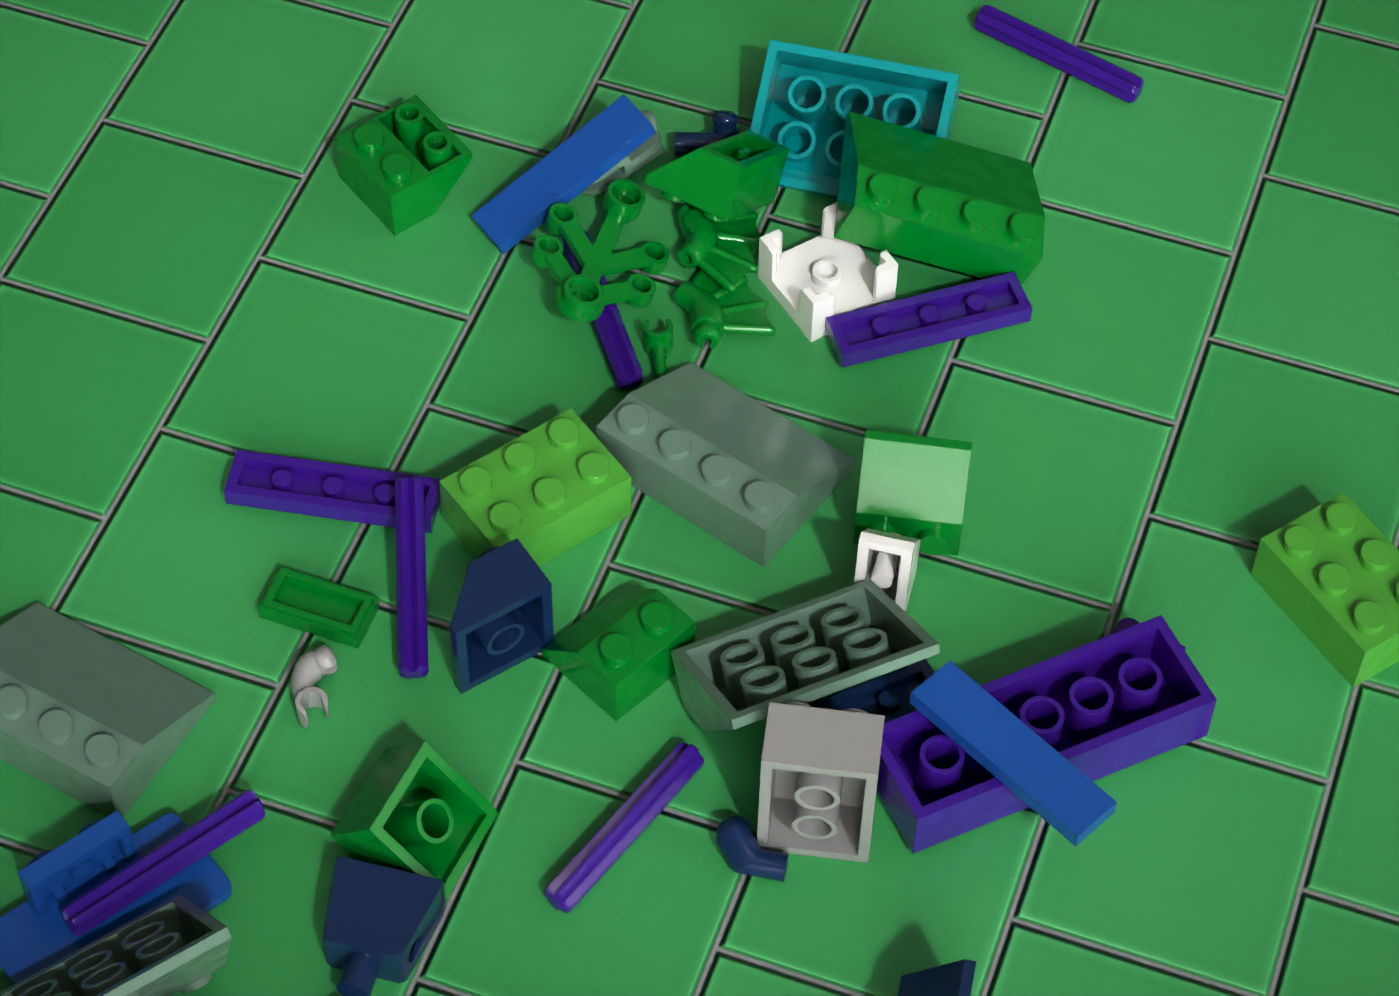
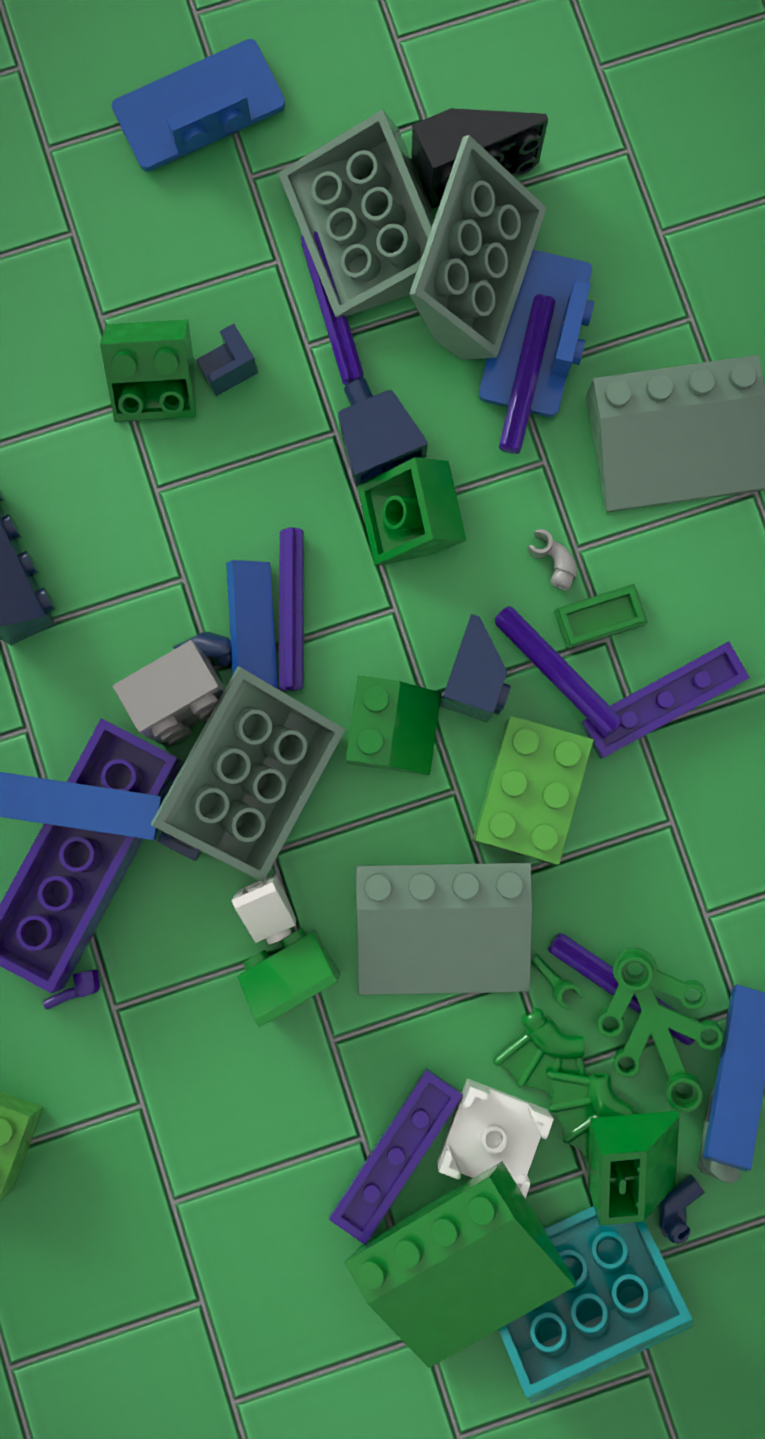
camera: 145 degrees right, 30 degrees up
(691, 821) = (252, 619): none -> blue tile

